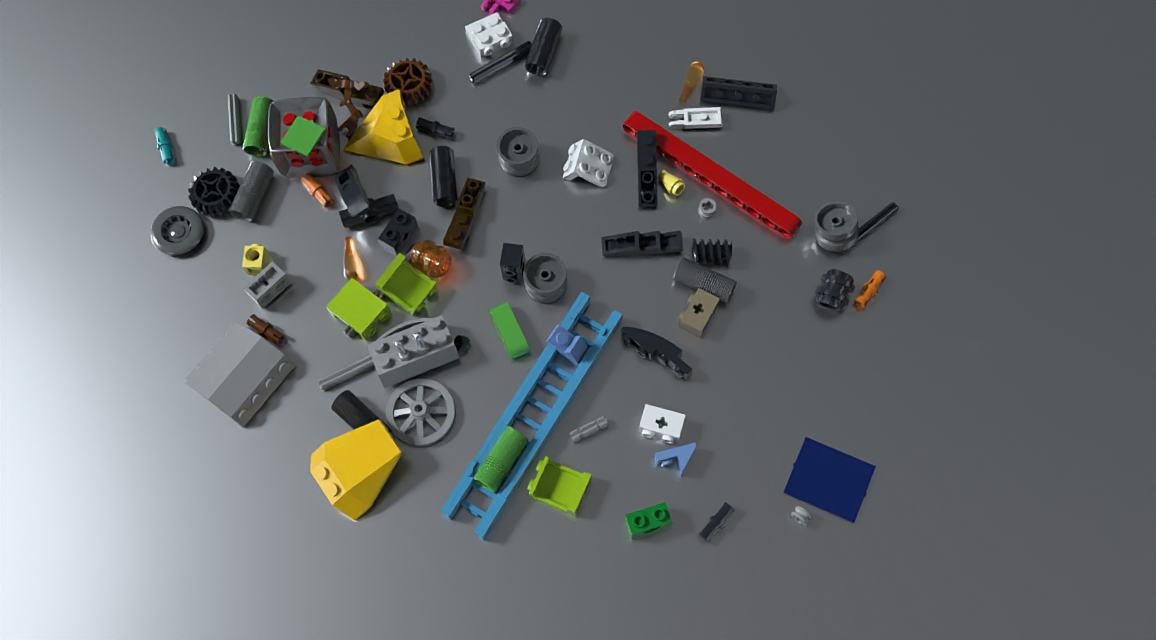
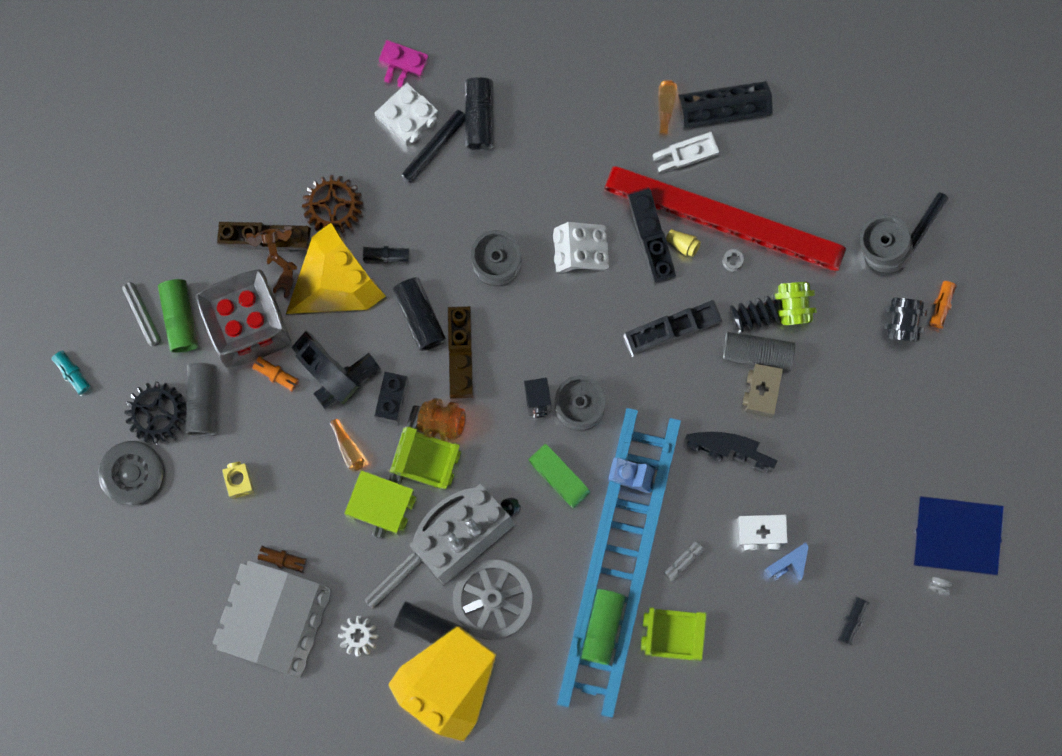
camera: 20 degrees left, 10 degrees up
(267, 285) = (266, 508): light grey brick -> none
(303, 136) = (252, 326): bright green piece -> none
(303, 413) = (352, 630): none -> white gear
(648, 520) = (781, 642): green brick -> none
(747, 251) = (795, 303): none -> lime piece

